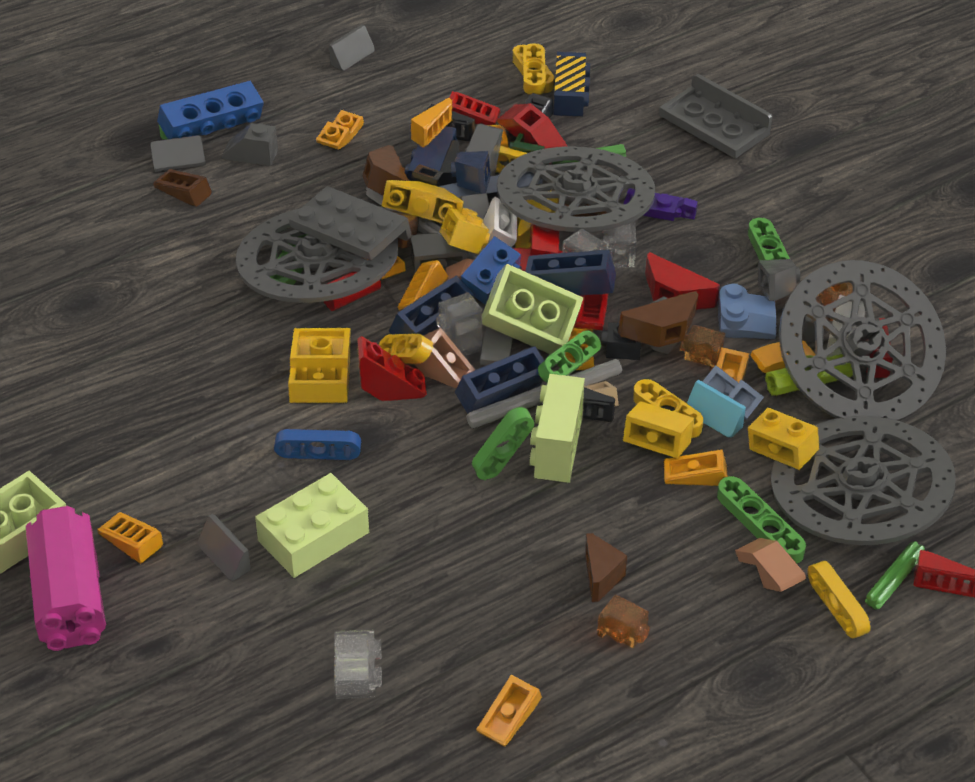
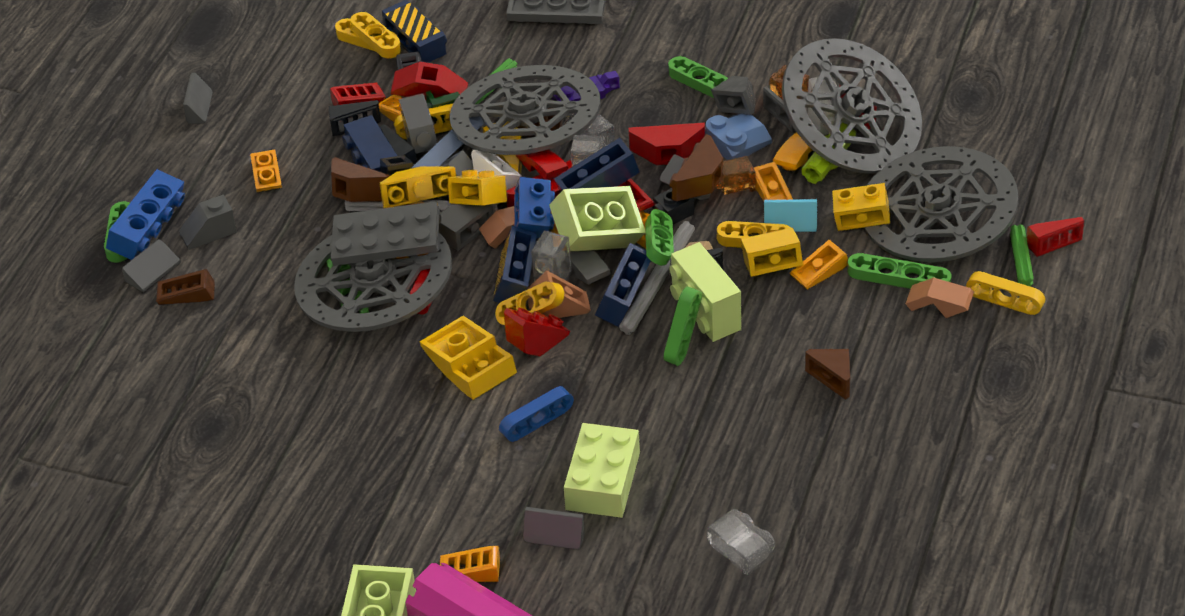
camera: 35 degrees left, 0 degrees up
(426, 278) = (479, 249): light orange slope -> none
(431, 122) = (353, 122): light orange slope -> none
(472, 170) = (434, 139): dark blue slope -> none
(509, 710) = (874, 502): light orange slope -> none
(623, 622) = (888, 395): clear orange brick -> none
(737, 391) = (794, 192): sand blue slope -> none

